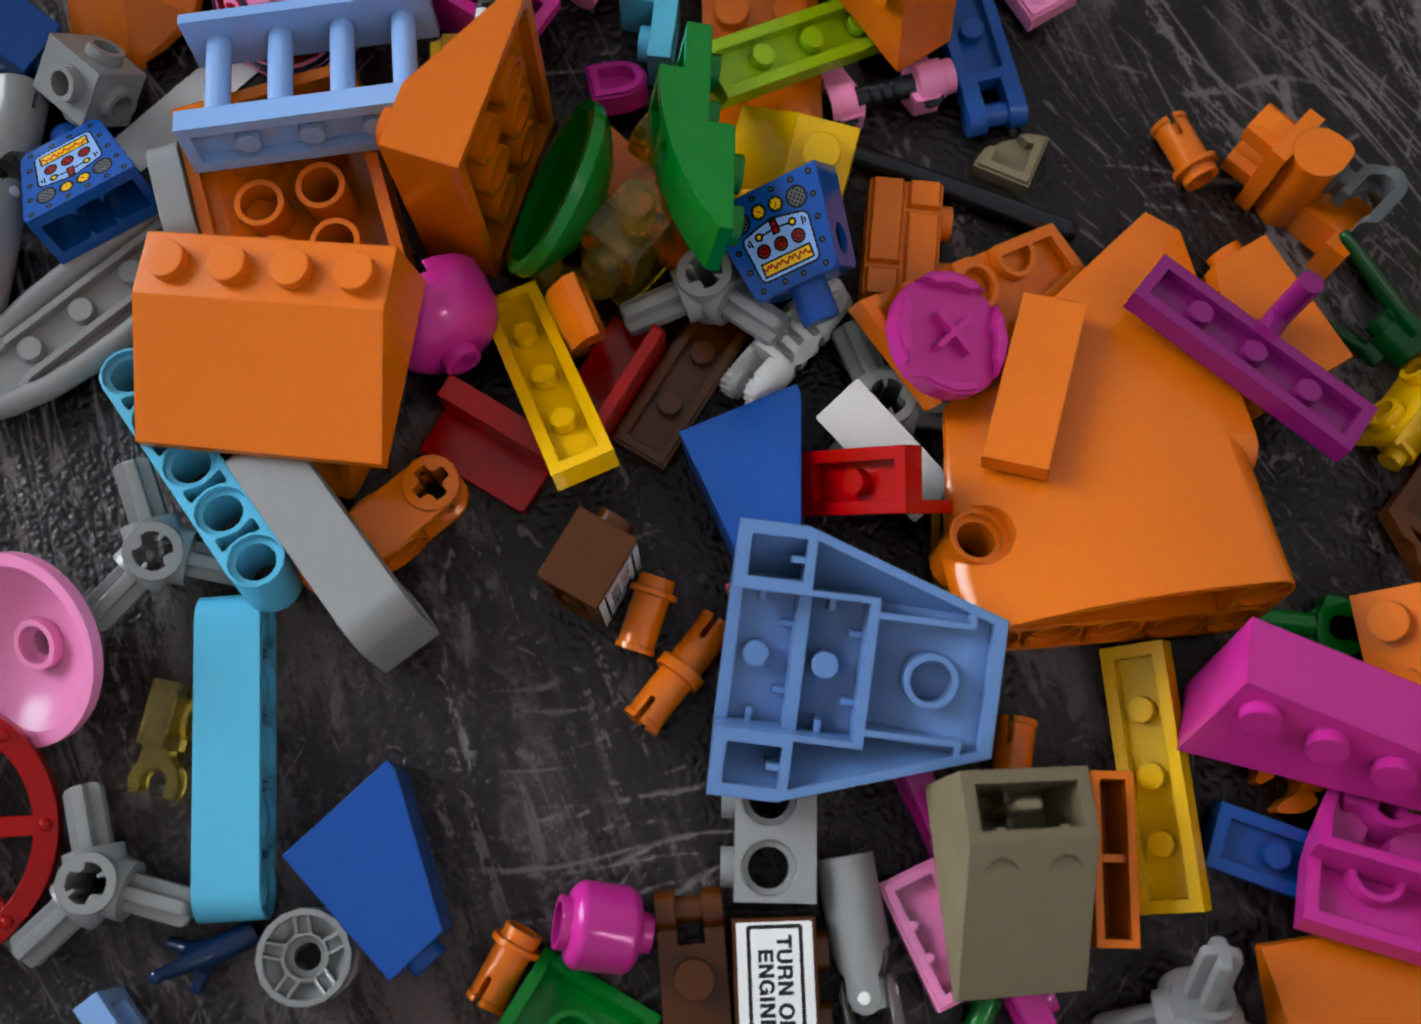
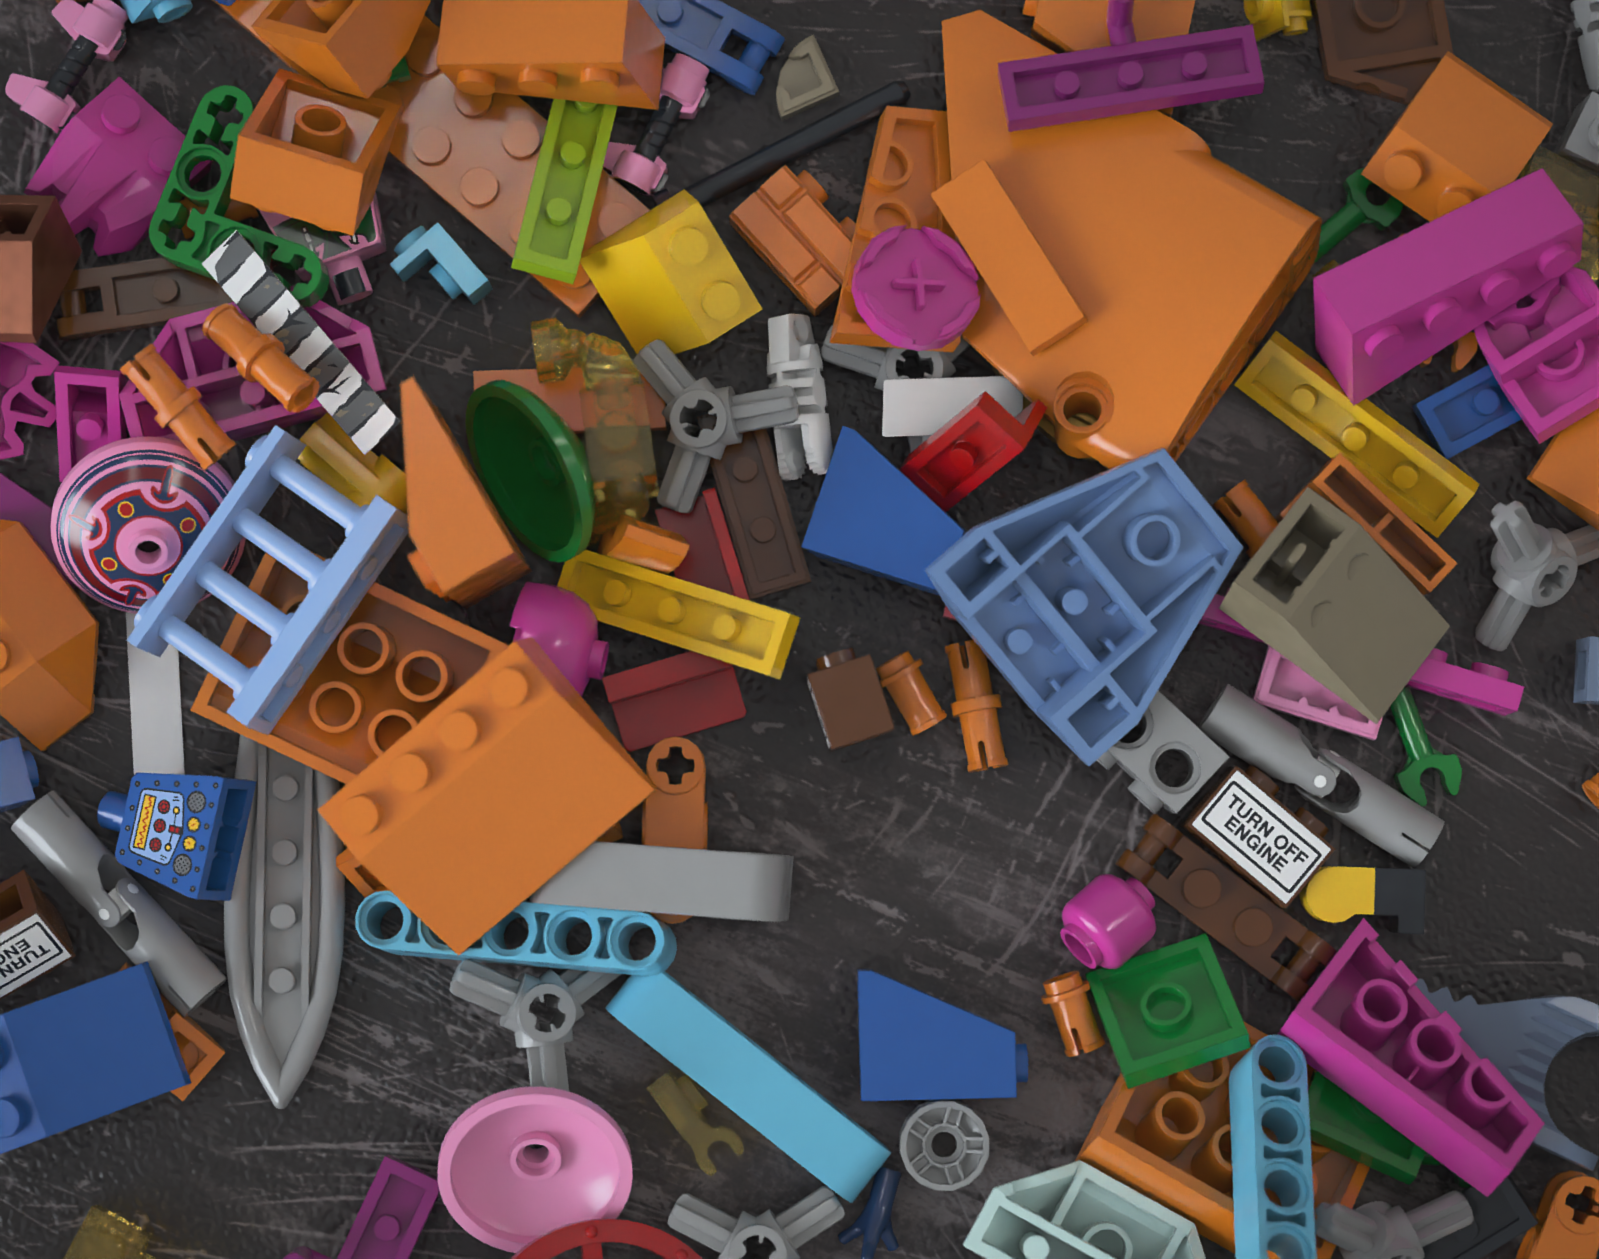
camera: 50 degrees left, 10 degrees up
(89, 79) = (86, 752): light grey brick -> none
(172, 189) = (268, 766): light grey beam -> none
(617, 86) = (459, 337): dark pink tile -> none
(695, 151) = (619, 358): green slope -> none
(795, 241) = (739, 337): blue torso -> none

